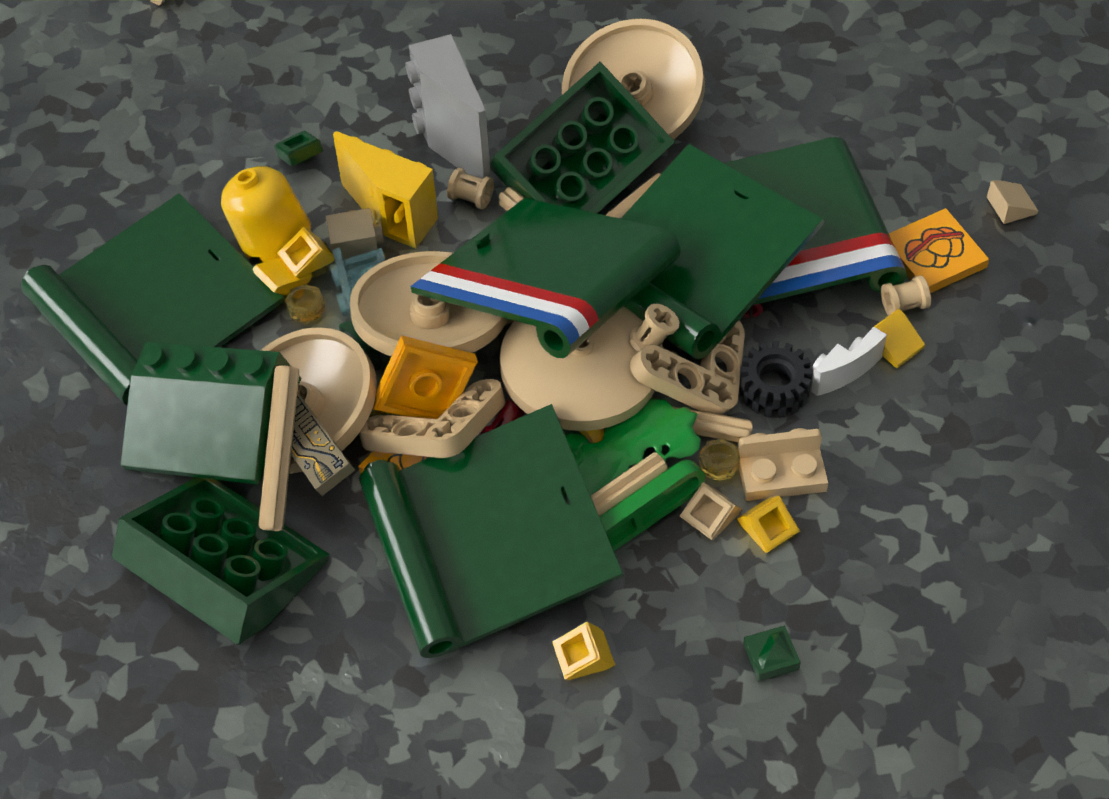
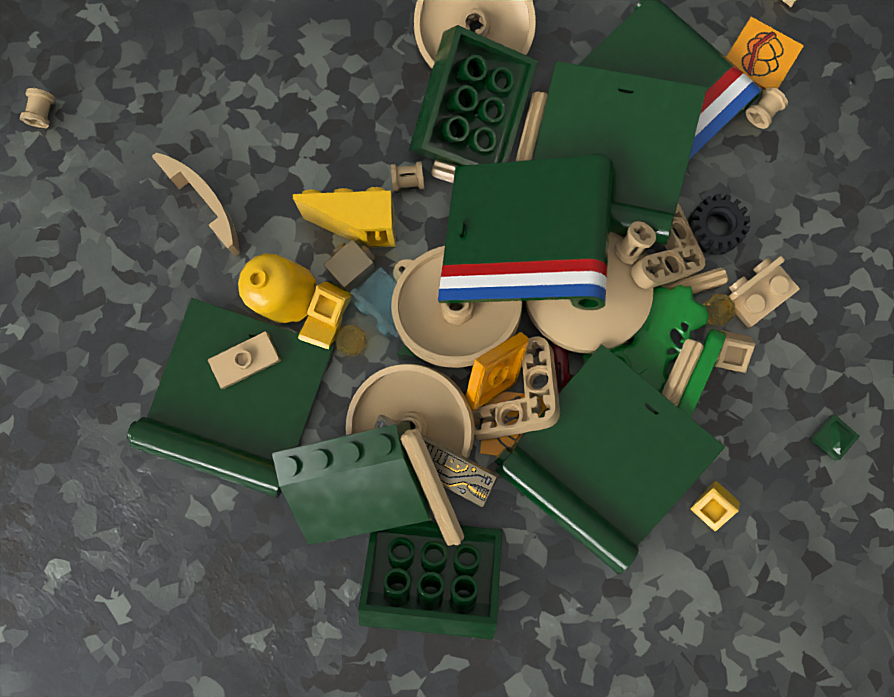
camera: 30 degrees left, 25 degrees up
(186, 266) = (244, 360): none -> tan plate
(256, 145) = (180, 176): none -> tan slope
(298, 148) = (254, 207): dark green tile -> none
(448, 105) = (360, 120): light grey slope -> none
(769, 523) = (775, 339): yellow slope -> none
(845, 365) = (764, 178): white slope -> none
(901, 339) = (777, 146): yellow slope -> none

